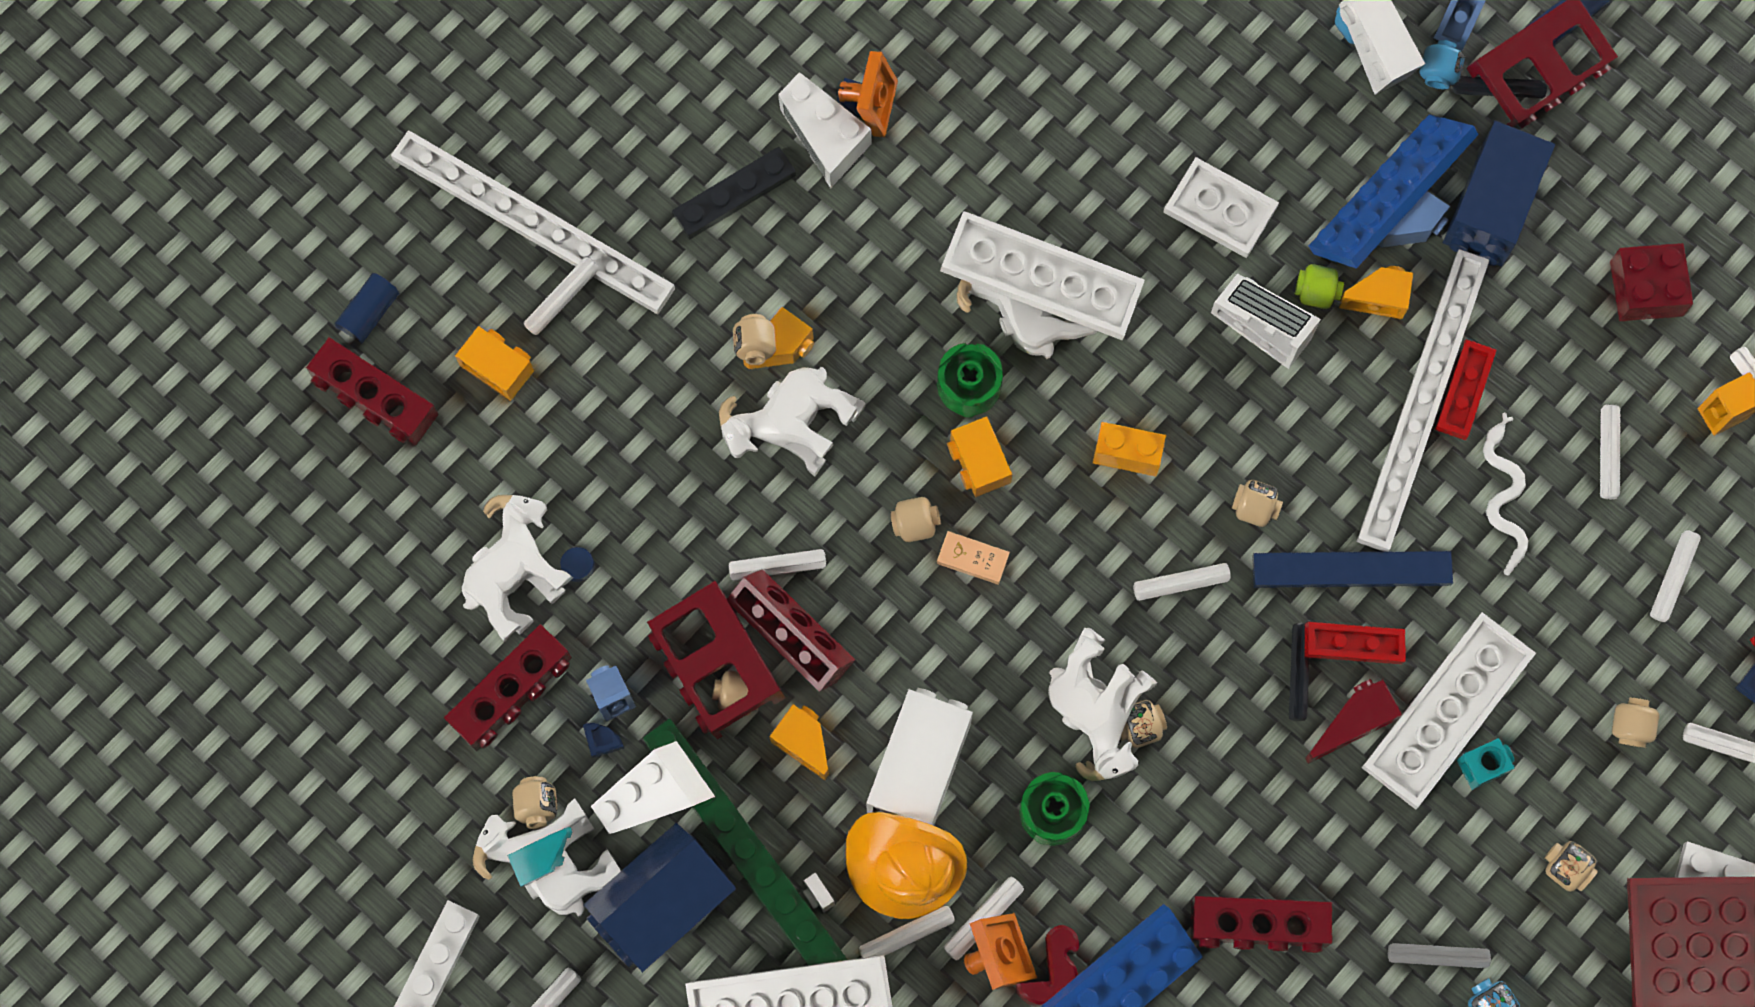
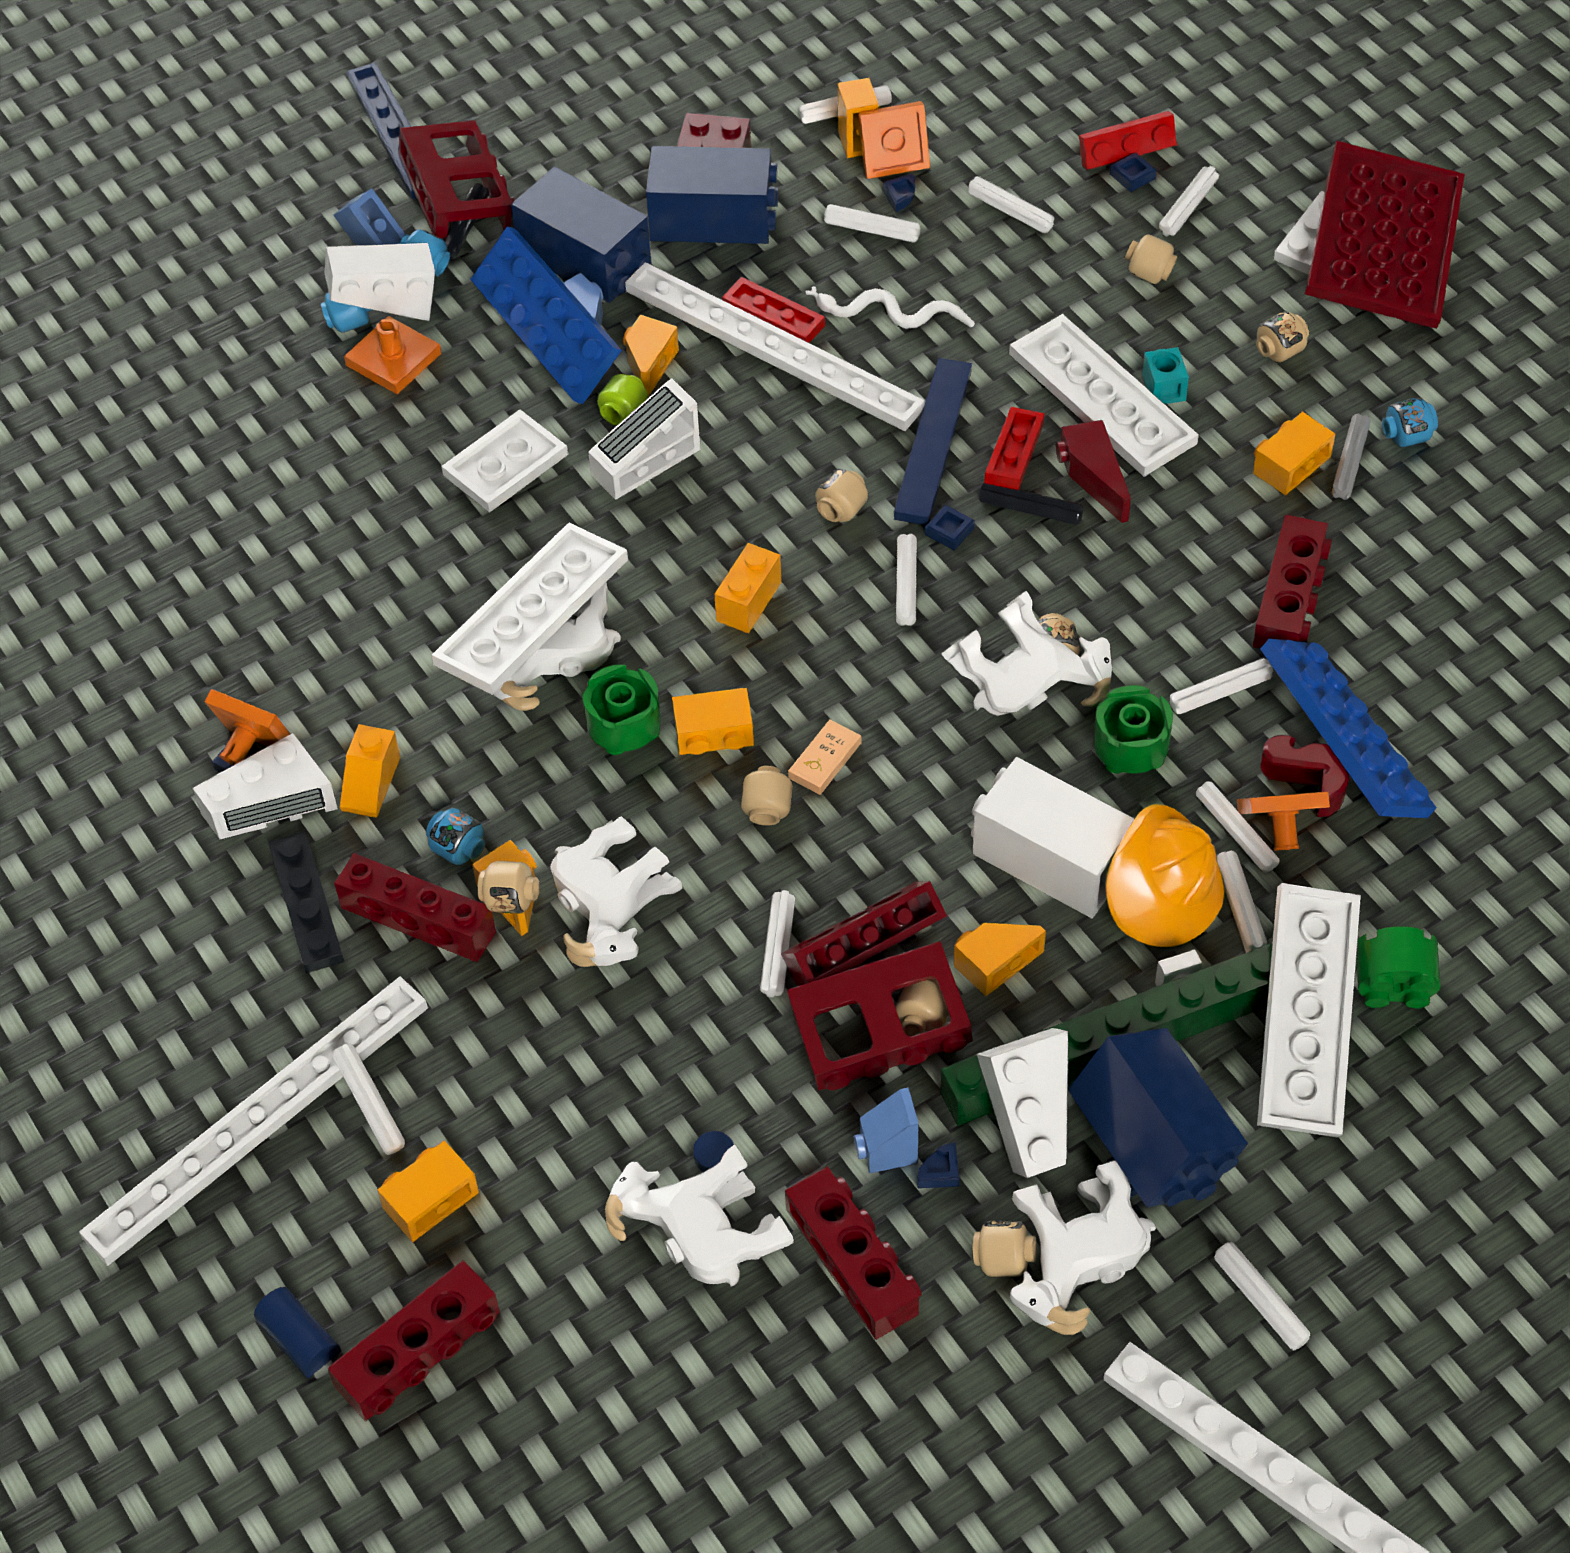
camera: 75 degrees left, 20 degrees down
(539, 857) = (1082, 1236): teal slope -> none
(739, 272) = (415, 907): none -> dark red brick
(817, 286) = (455, 836): none -> dark azure head
(862, 200) = (369, 770): none -> light orange slope
(1129, 874) = (1221, 686): none -> white axle
(1253, 606) = (949, 527): none -> dark blue tile
(1321, 77) = (392, 354): none -> orange tile
(1423, 899) = (1293, 453): none -> light orange brick
(1585, 294) = (711, 194): none -> dark blue brick
(1663, 469) = (900, 191): none -> dark blue tile
(1712, 445) = (894, 140): none -> orange tile

